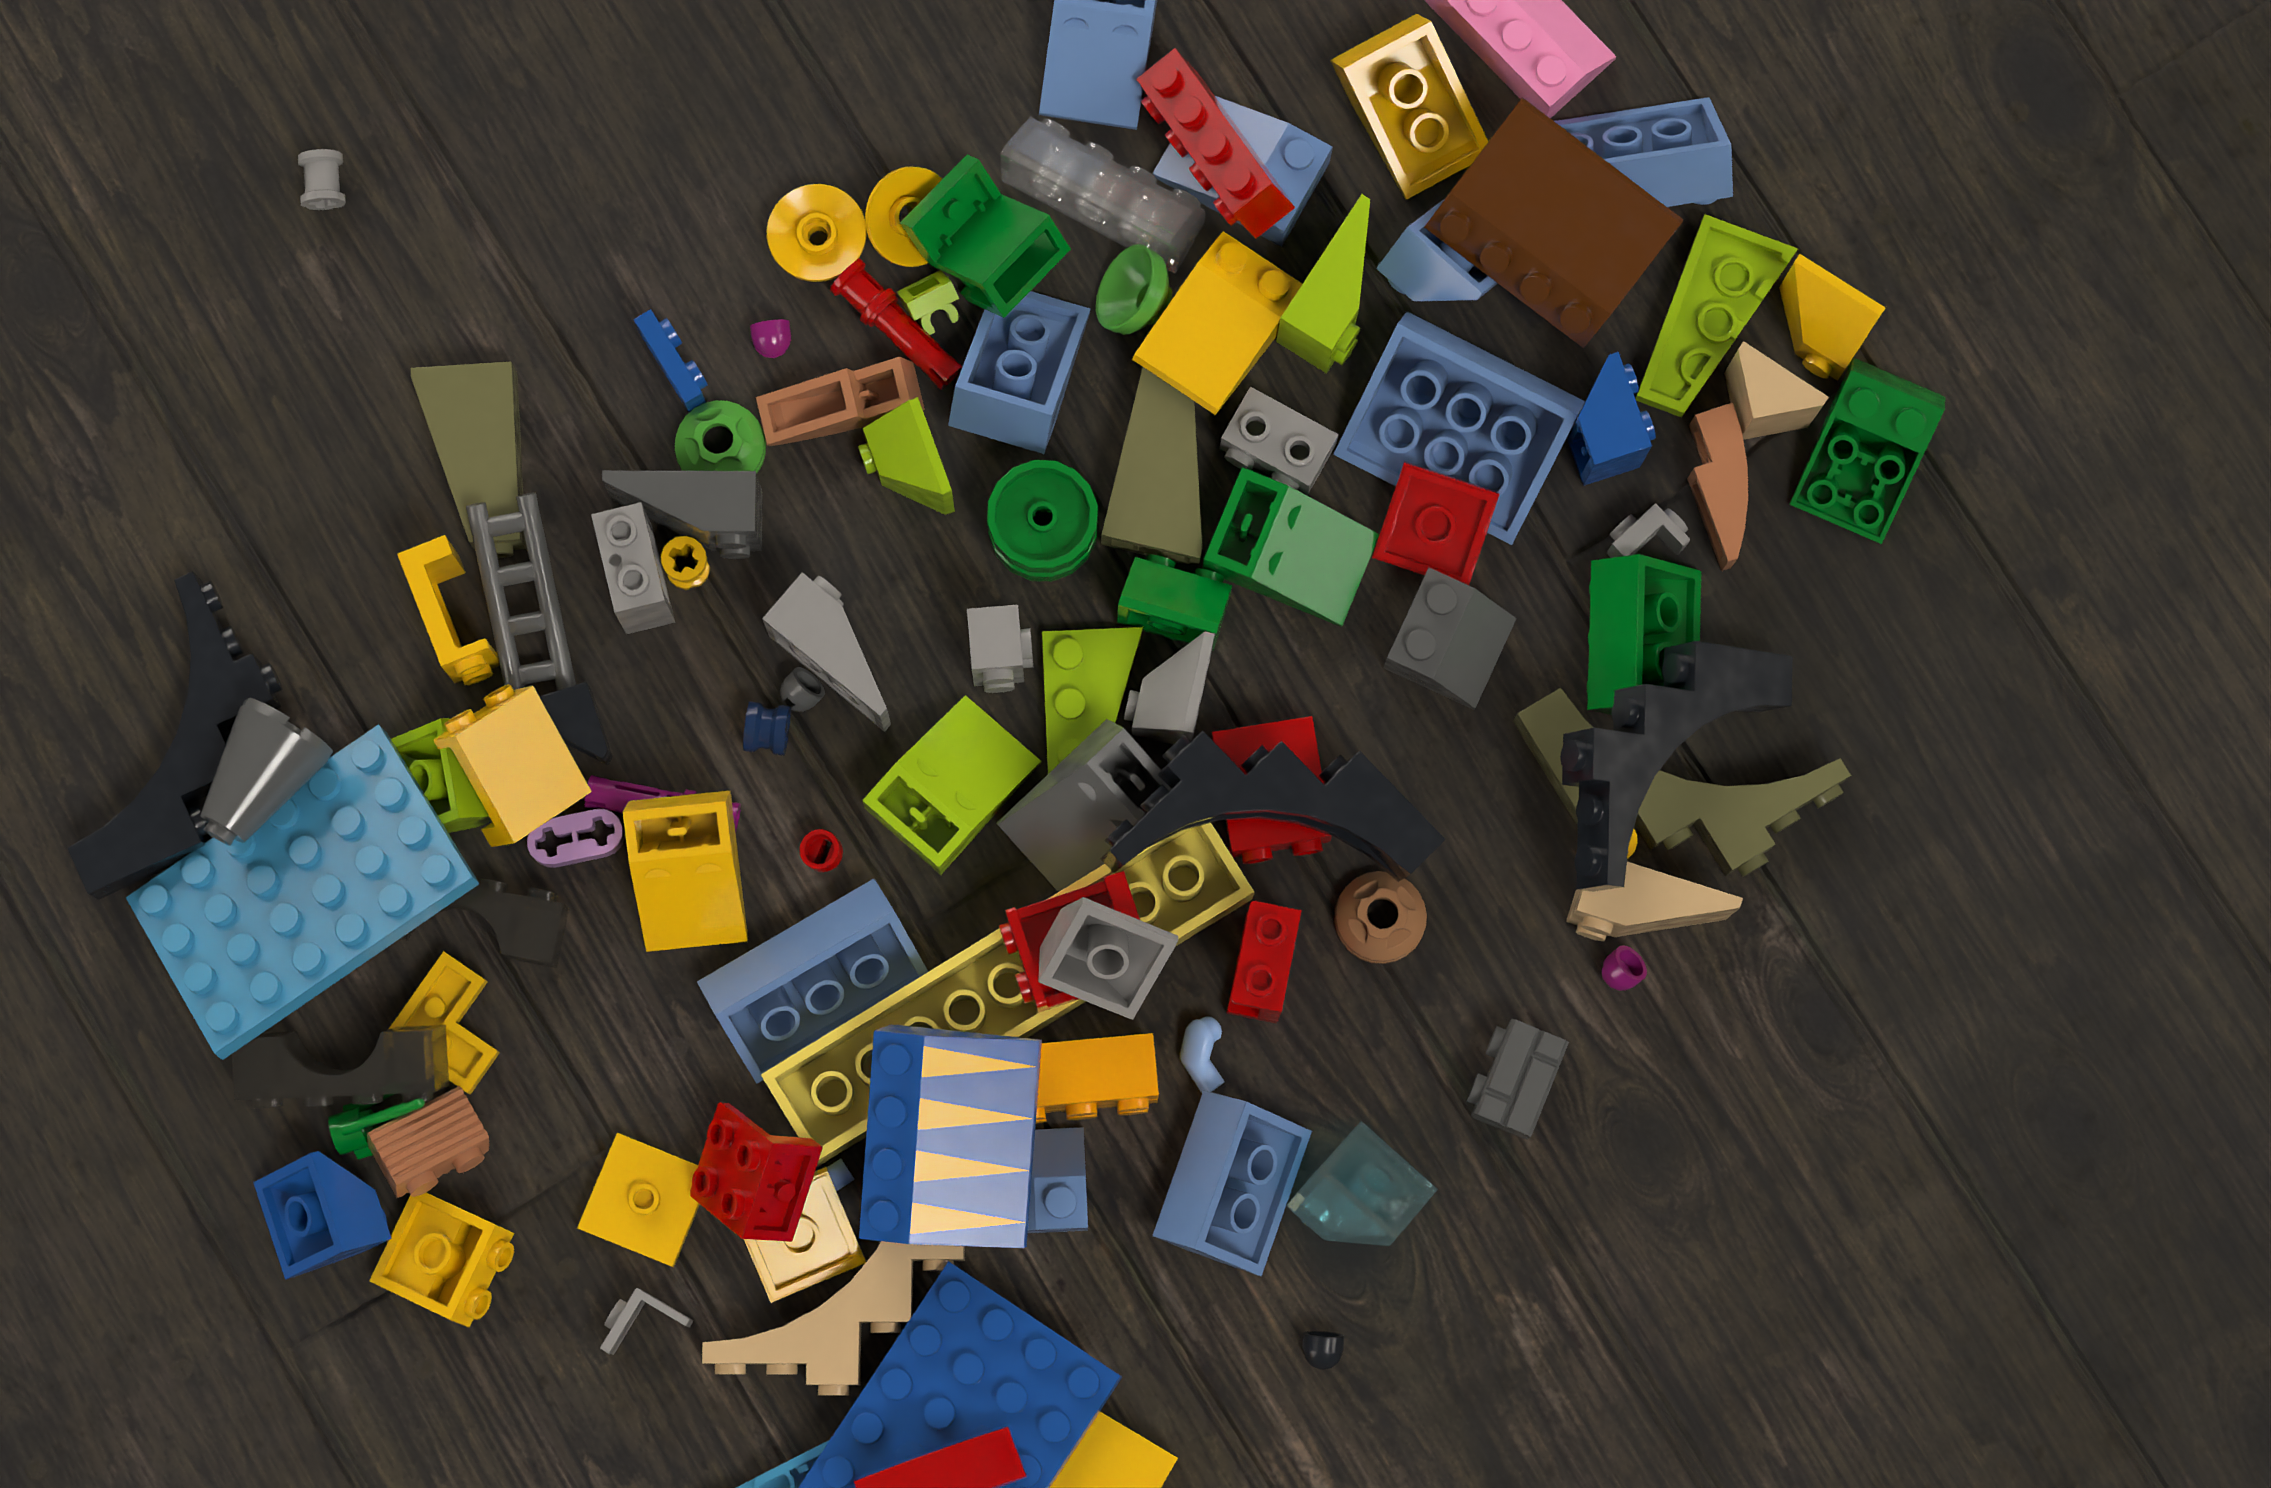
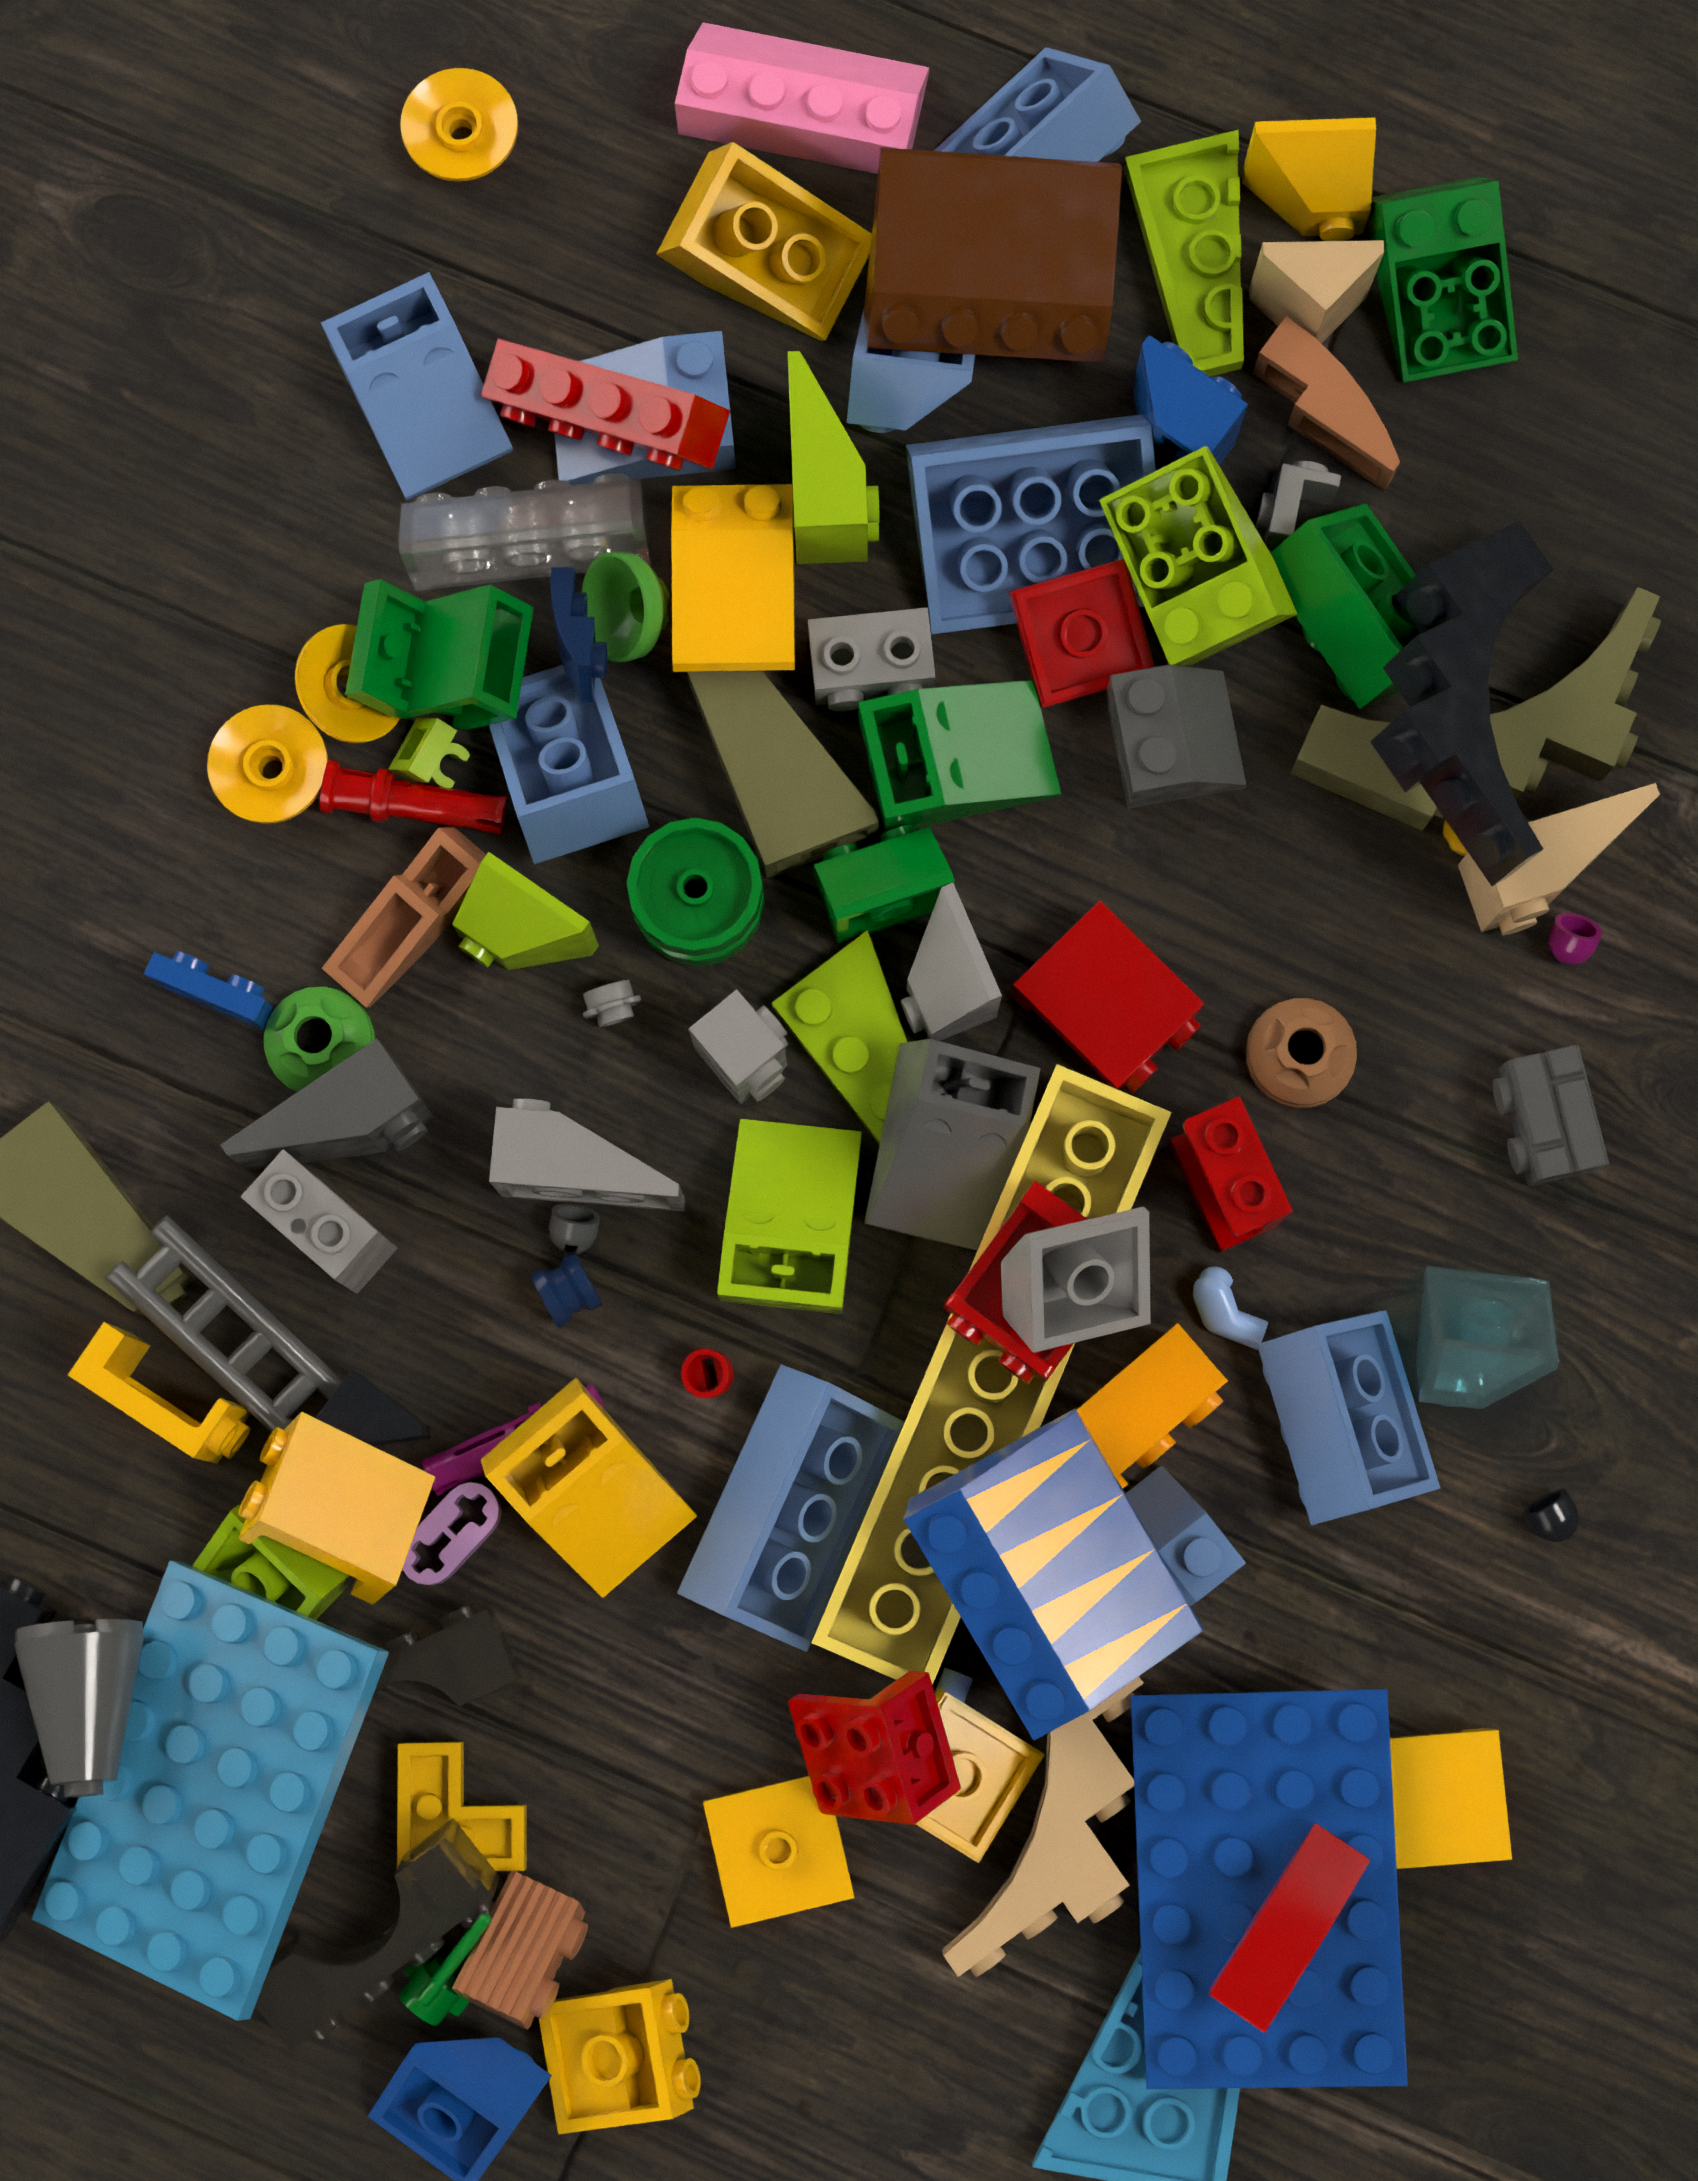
camera: 30 degrees left, 0 degrees up
(625, 1313) = (841, 1979): light grey bracket -> none
(681, 548) = (352, 1170): yellow bush -> none
(771, 337) = (295, 898): magenta hinge -> none
(933, 556) = (610, 1003): none -> light grey plate
(1081, 300) = (576, 634): none -> dark blue slope
(1351, 805) = (1194, 960): black arch -> none
(1544, 529) = (1196, 559): none -> lime slope

